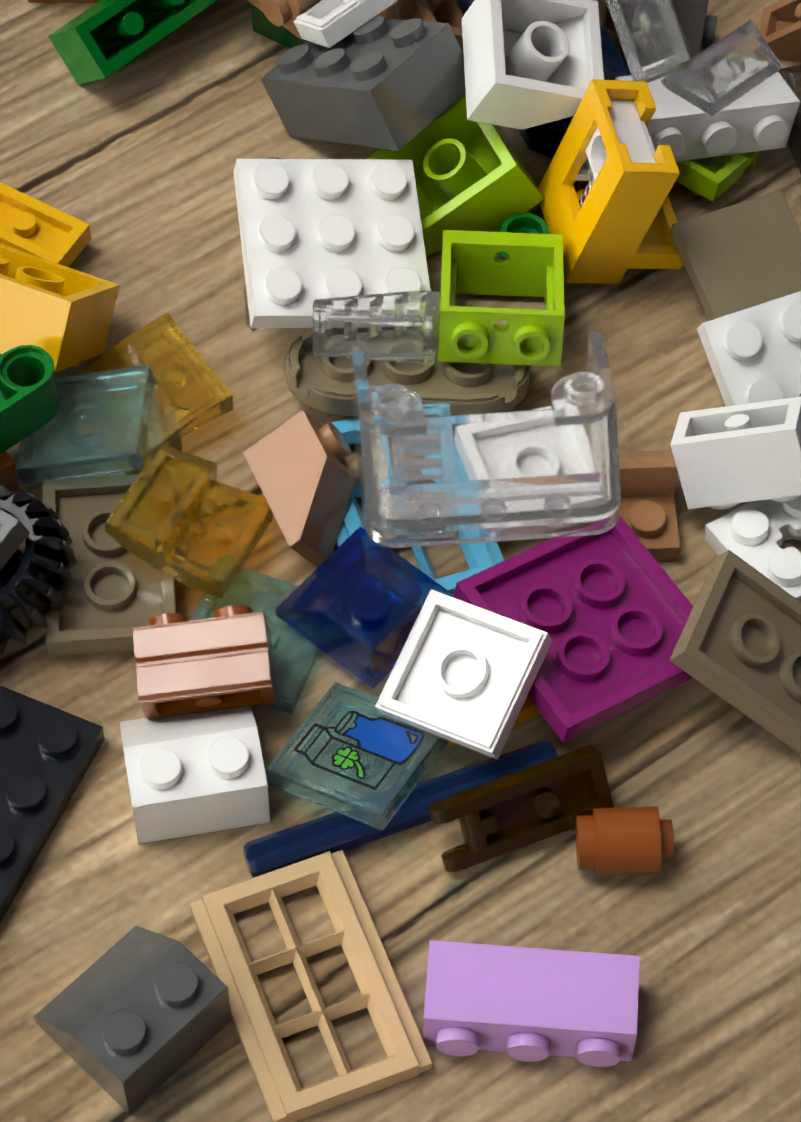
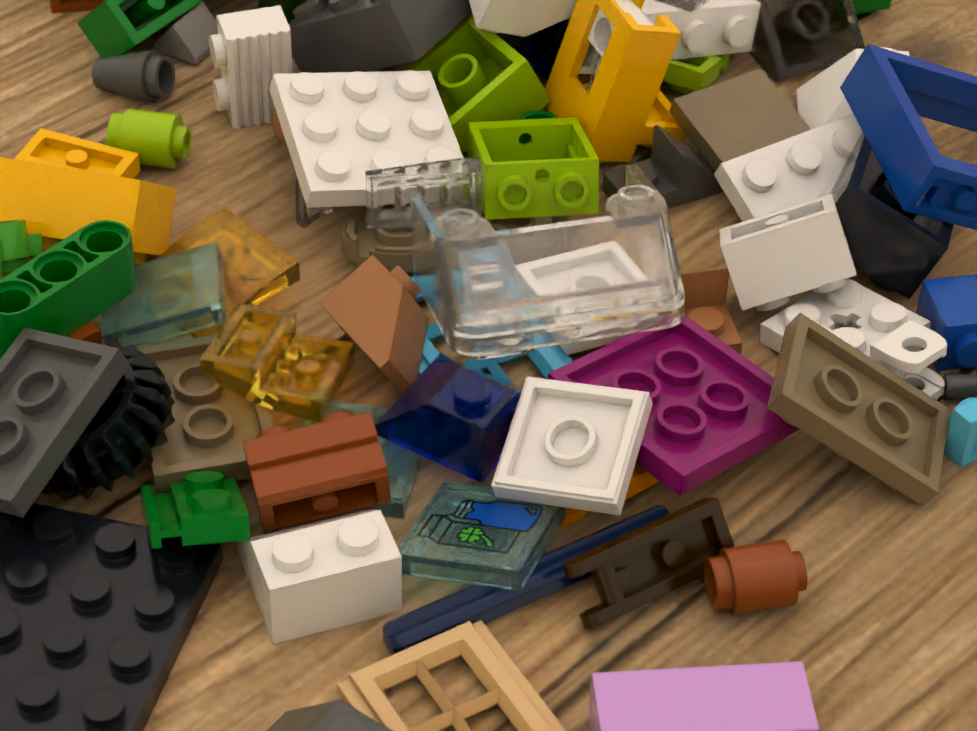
camera: 10 degrees left, 15 degrees down
(79, 694) = (197, 511): none -> green plate
(104, 201) = (156, 136): none -> lime brick
(105, 110) = (137, 75): none -> dark grey cone
(173, 59) = (189, 36): none -> light grey slope
(226, 122) = (249, 51): none -> white brick
(648, 318) = (673, 170): none -> dark grey slope

